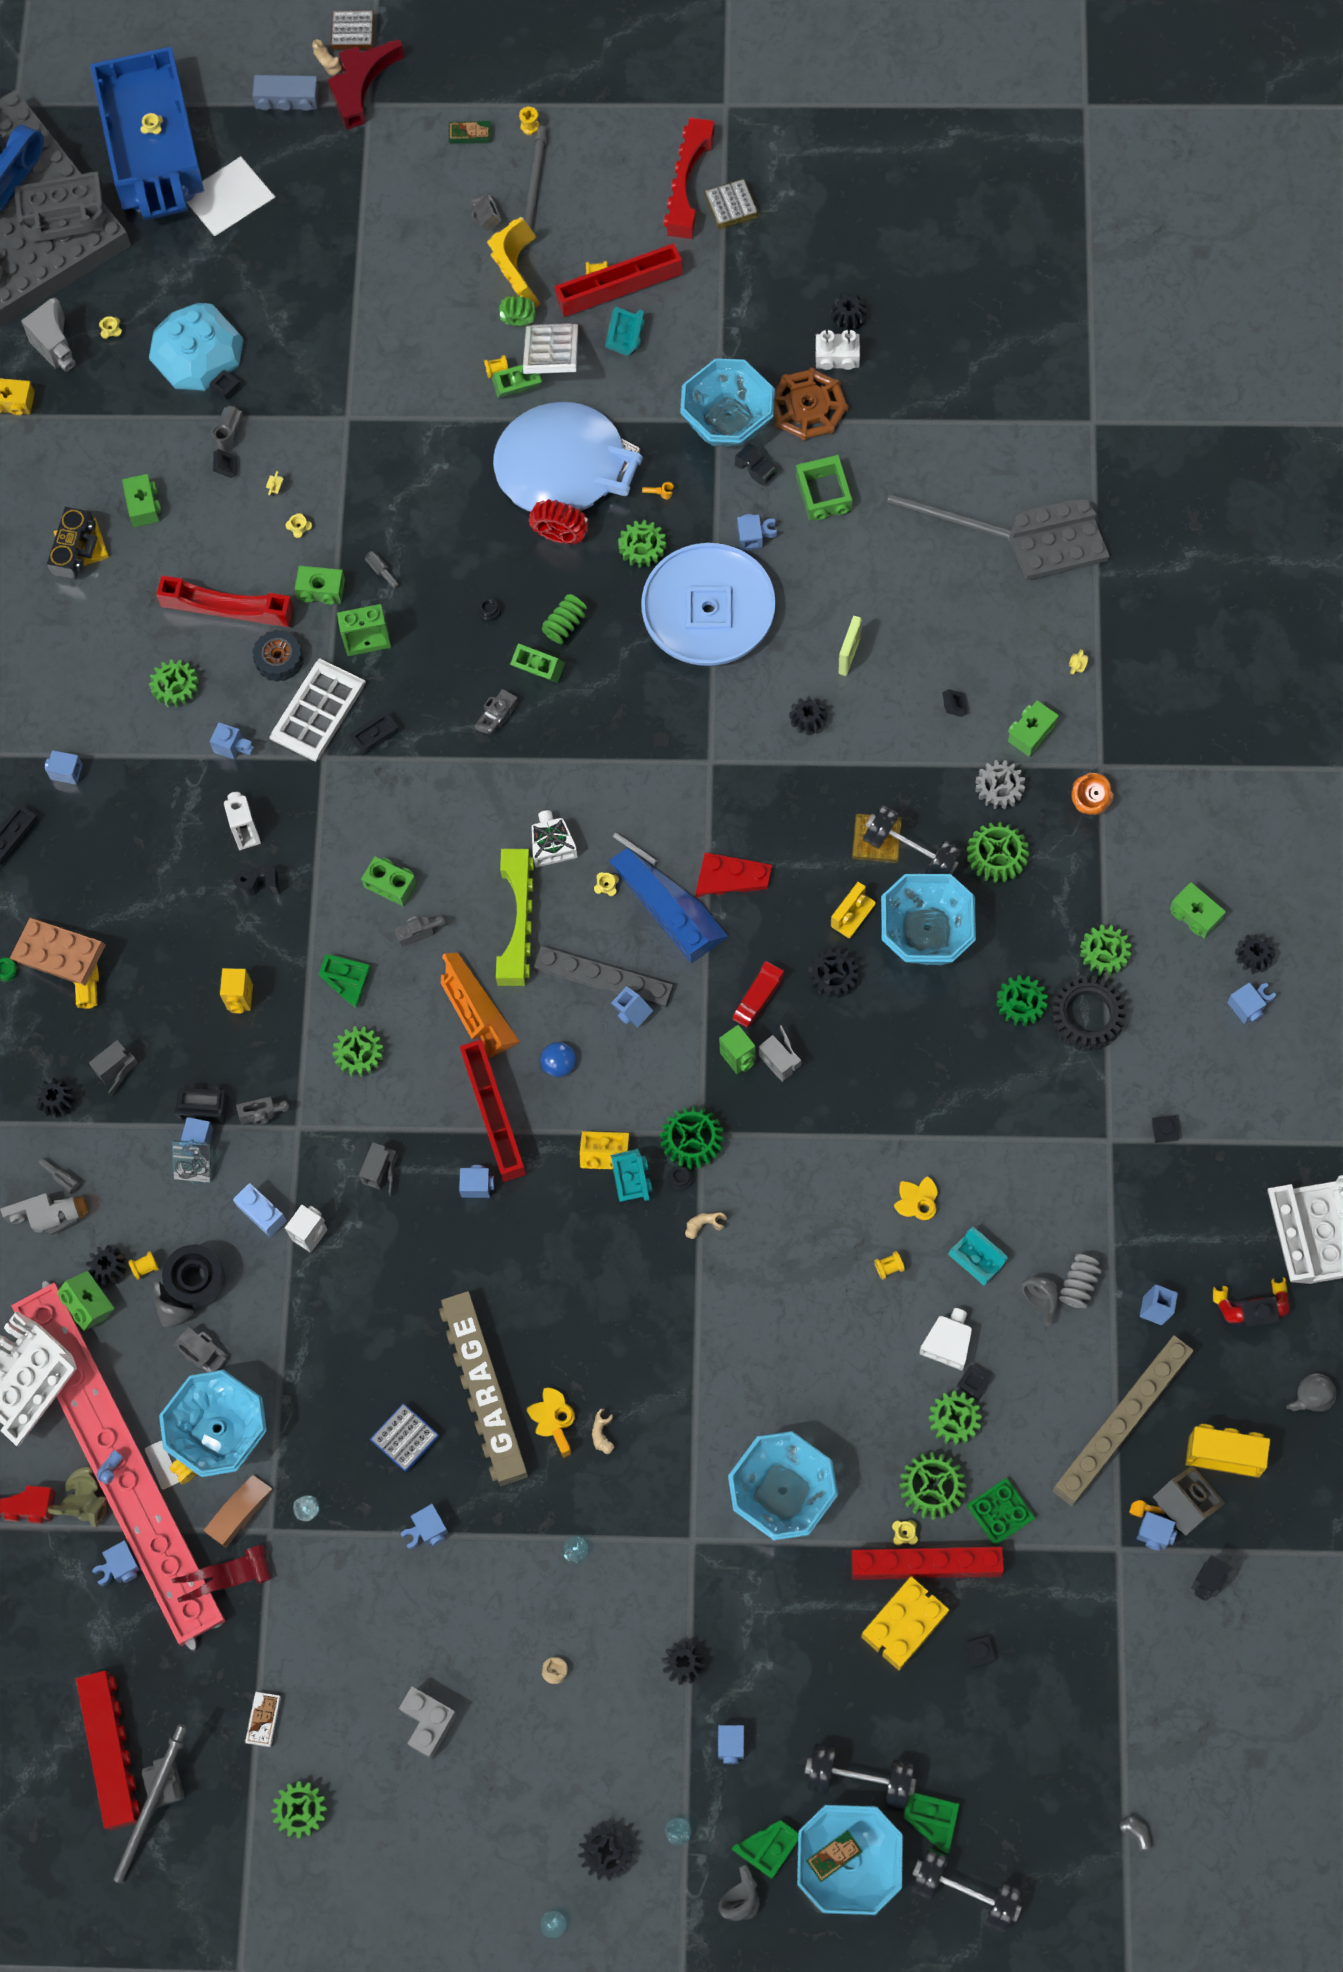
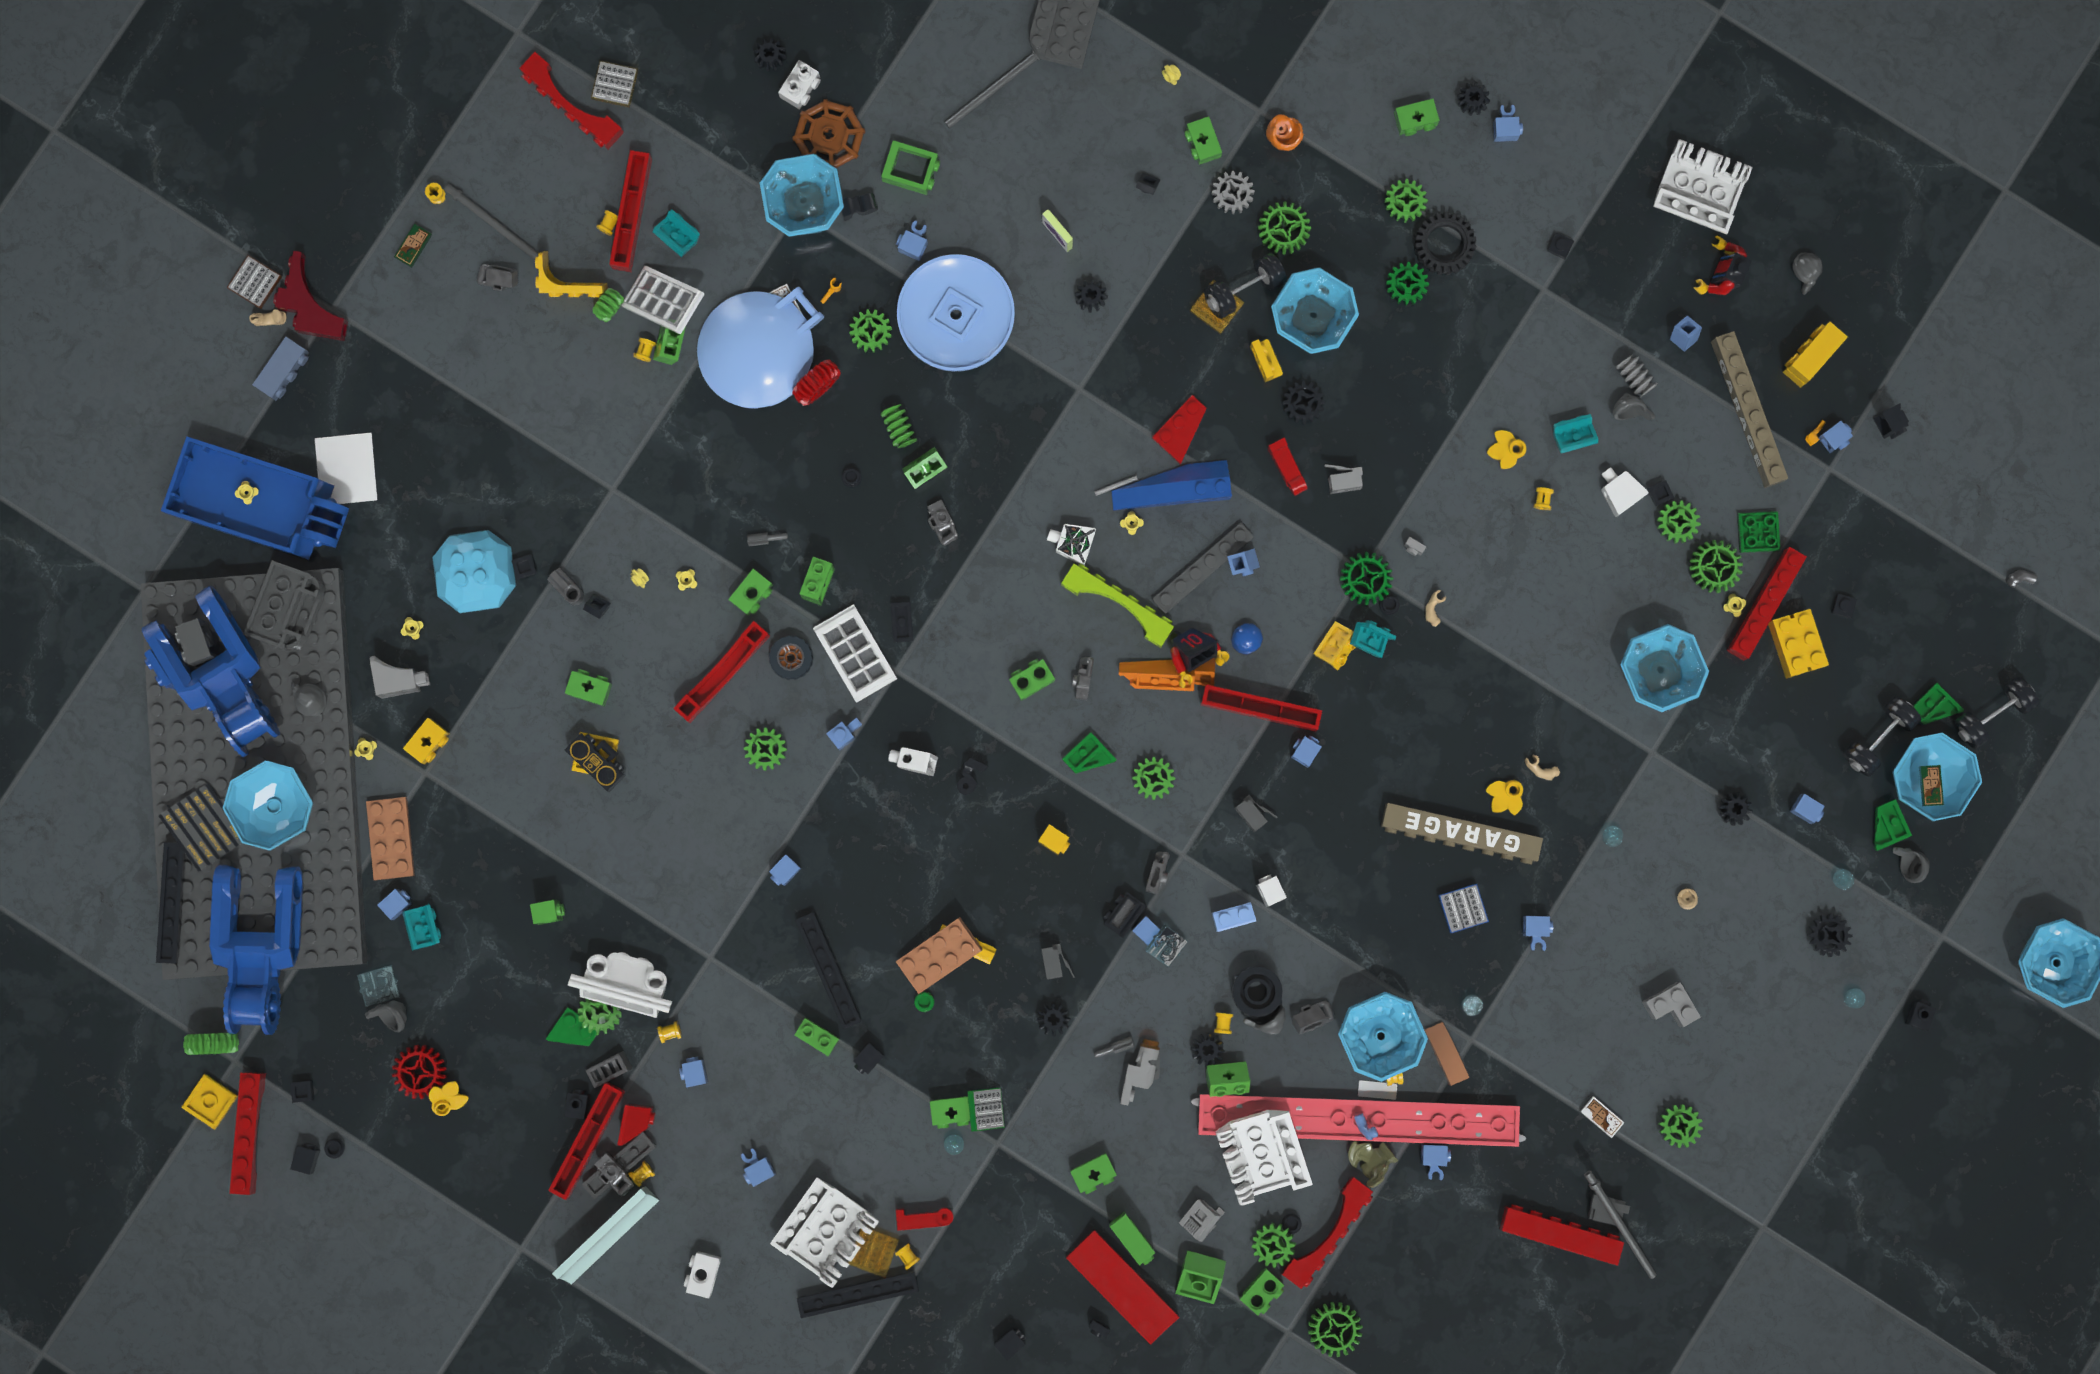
camera: 65 degrees left, 15 degrees up
(228, 1574) = (1488, 1084): dark red flag -> none
(510, 1009) = (1192, 650): none -> torso
(561, 1442) = (1533, 801): light orange tile -> none
(737, 1050) = (1324, 506): bright green brick -> none
(754, 1165) = (1414, 547): none -> light grey plate
(1188, 1500) = (1829, 401): dark grey slope -> none

